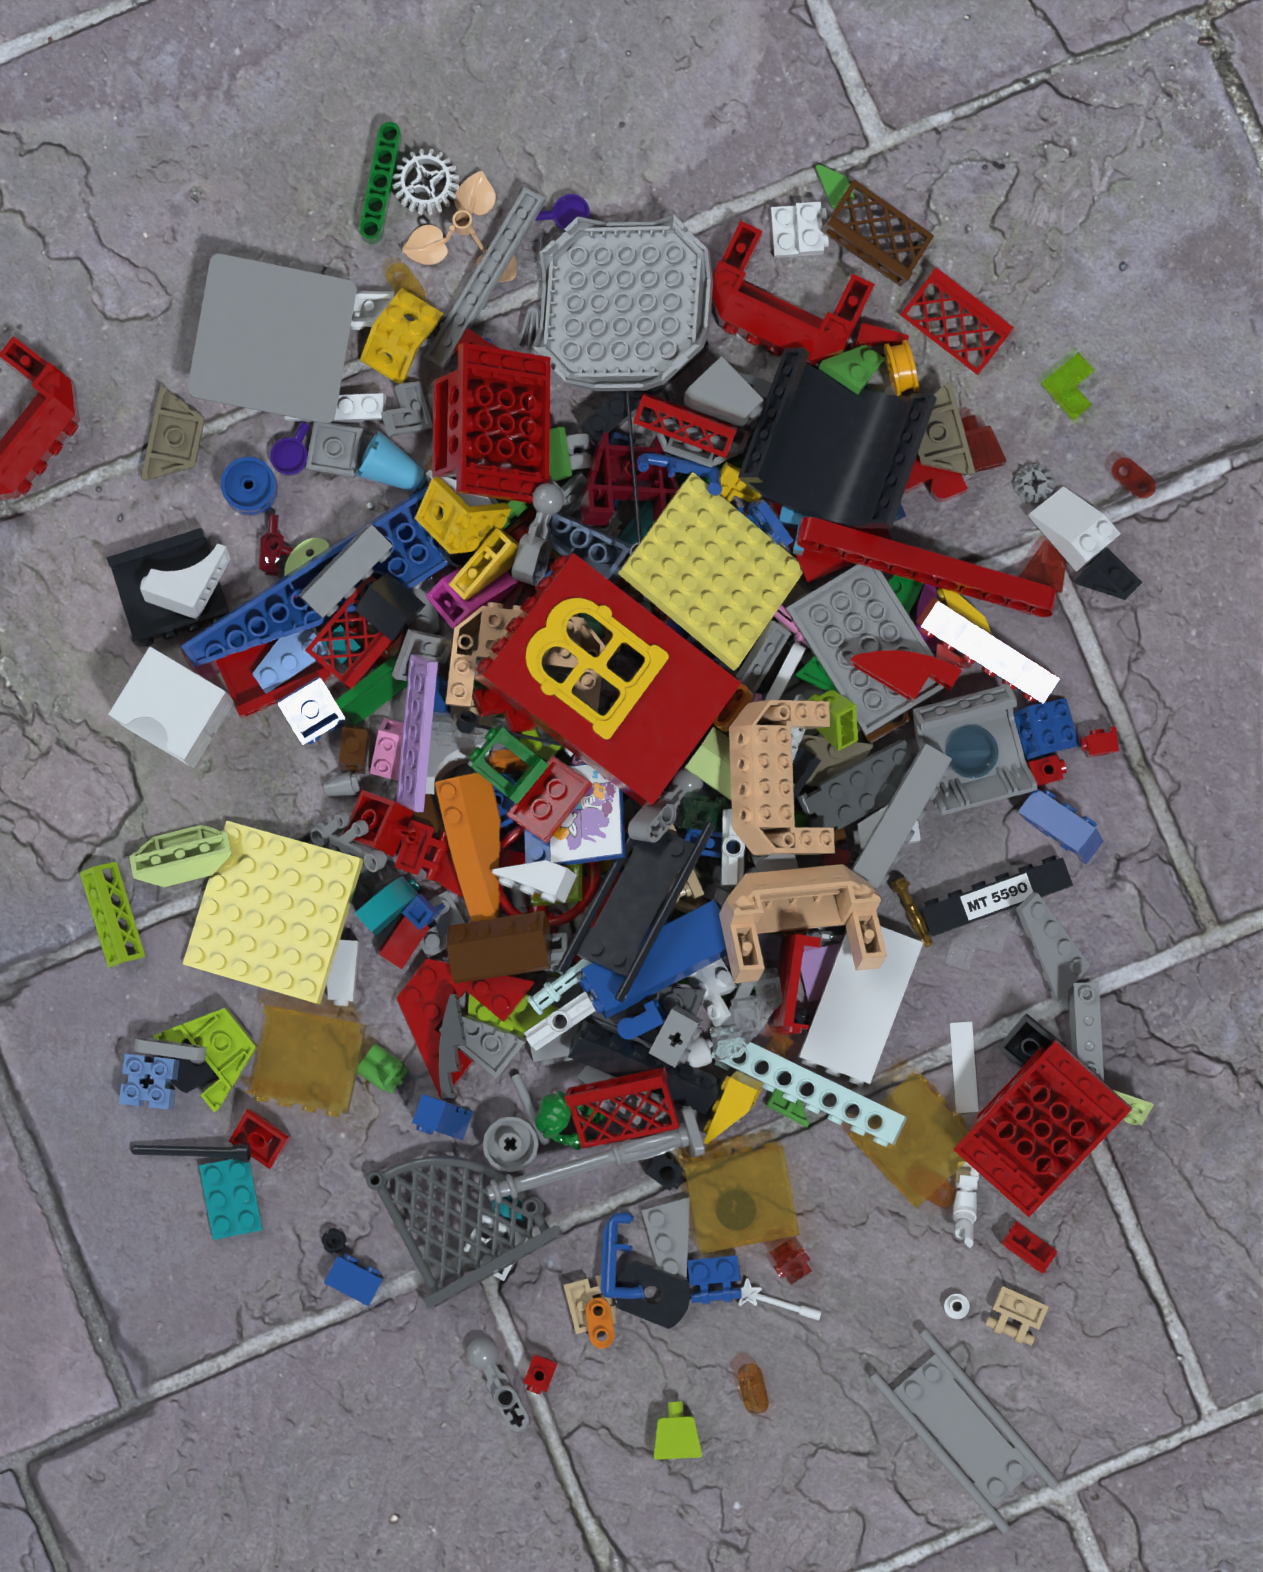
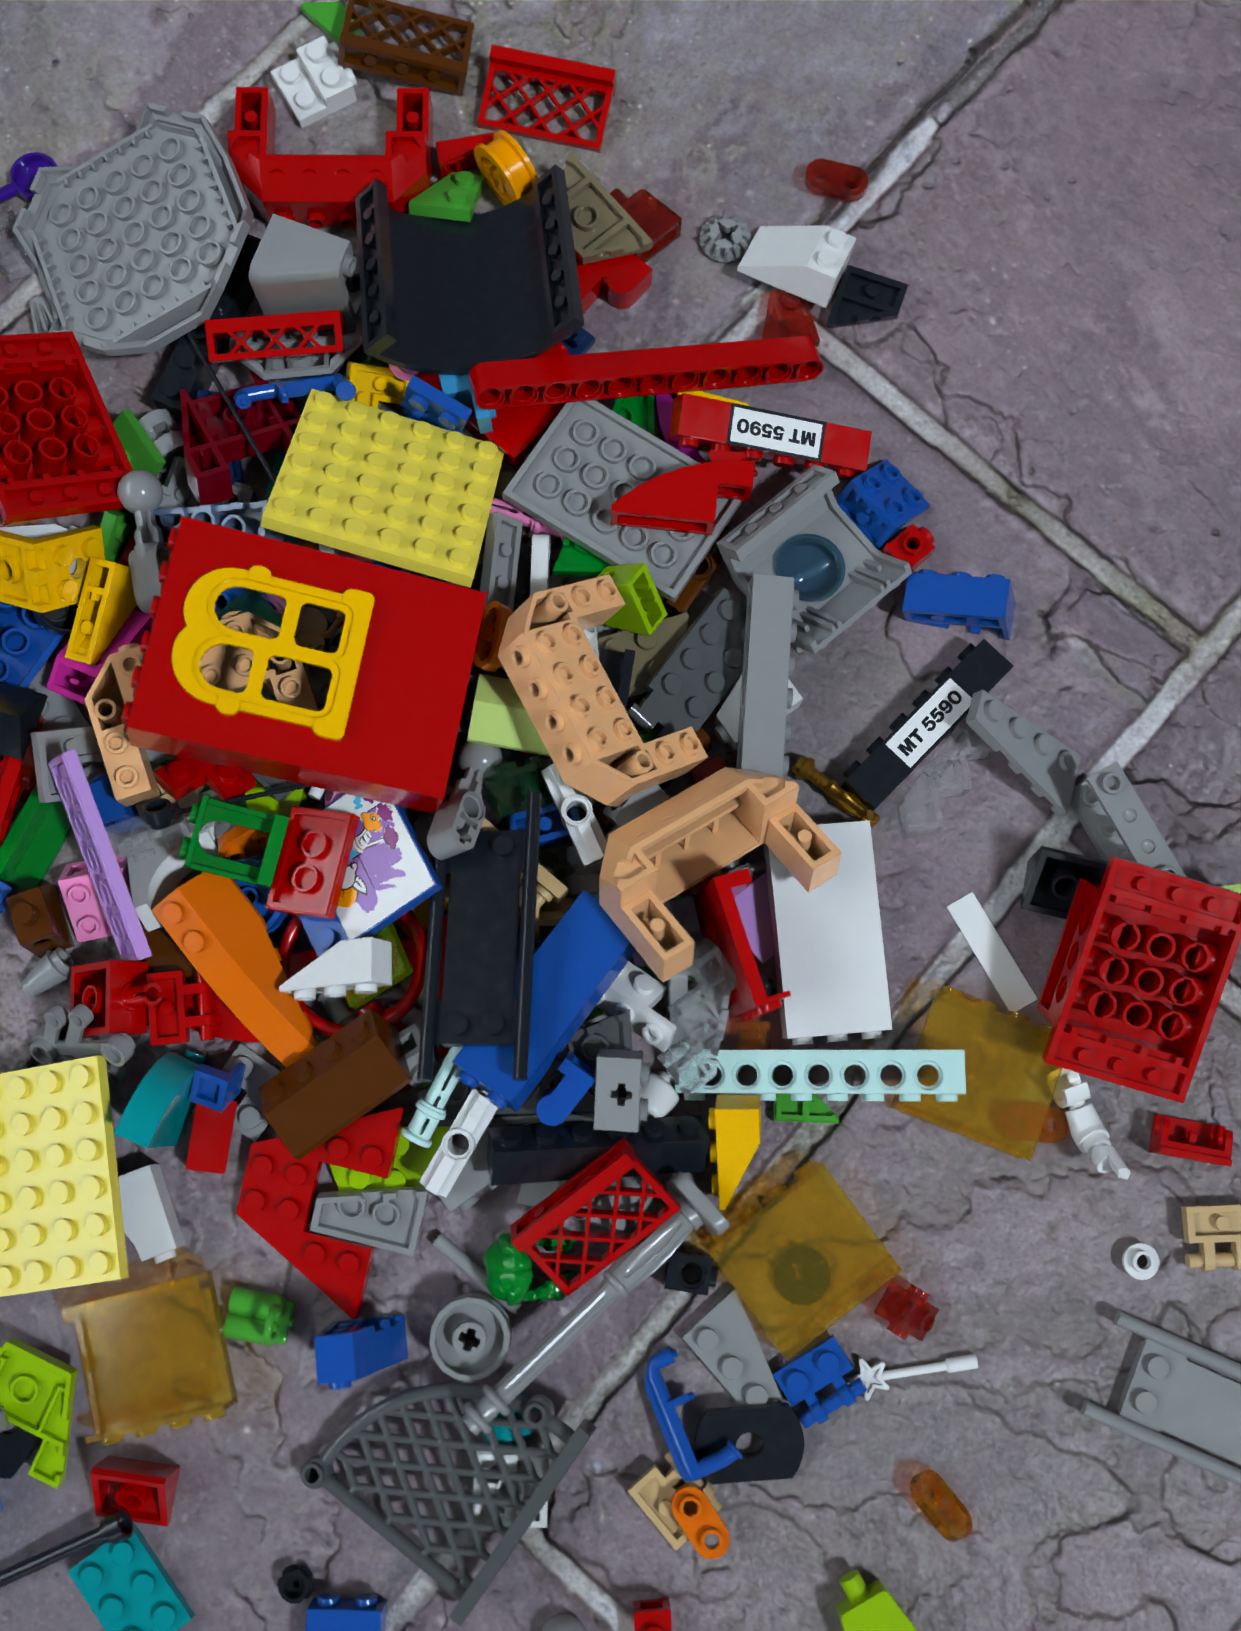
camera: 30 degrees left, 5 degrees down
(451, 1037) = (326, 1231): dark grey slope -> none
(1063, 386) = (705, 120): clear neon green plate -> none
(1100, 743) = (955, 488): red brick -> none

